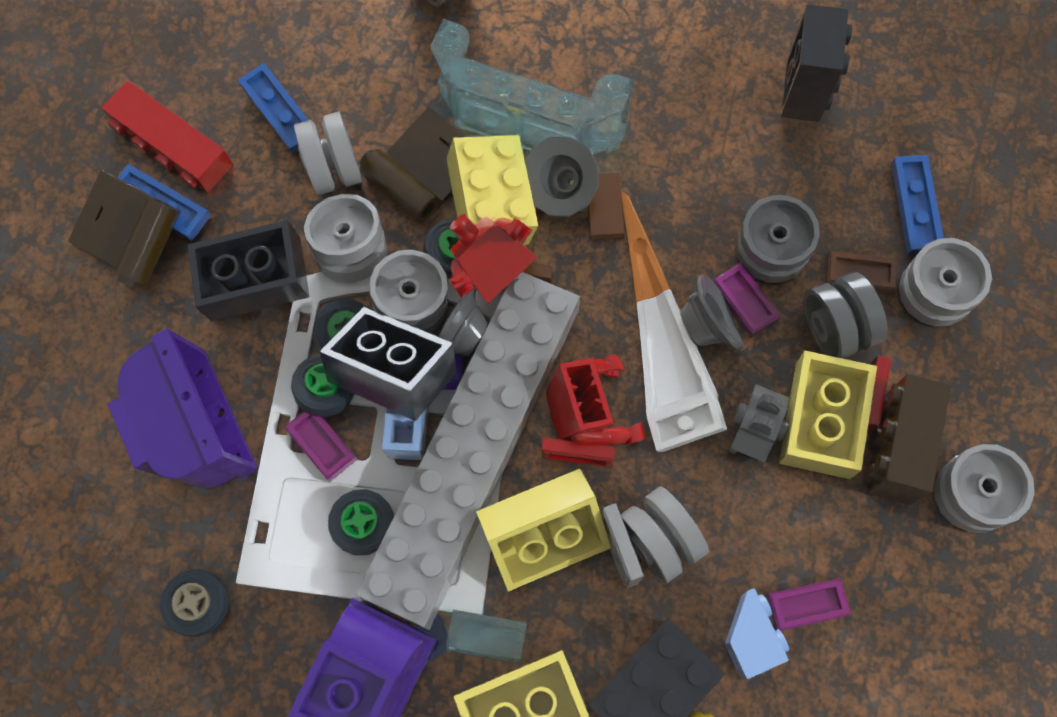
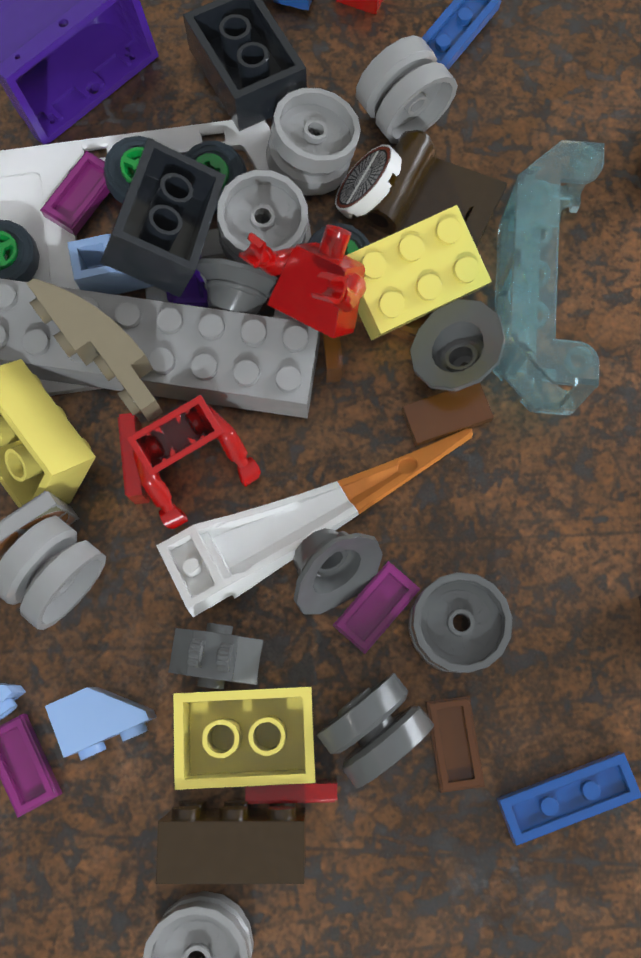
camera: 70 degrees right, 5 degrees up
(397, 204) = (368, 181): none -> tile
(475, 442) = (97, 339): none -> dark tan slope
(786, 531) = (93, 716): none -> light blue slope
(945, 282) = (468, 883): light grey wheel -> none

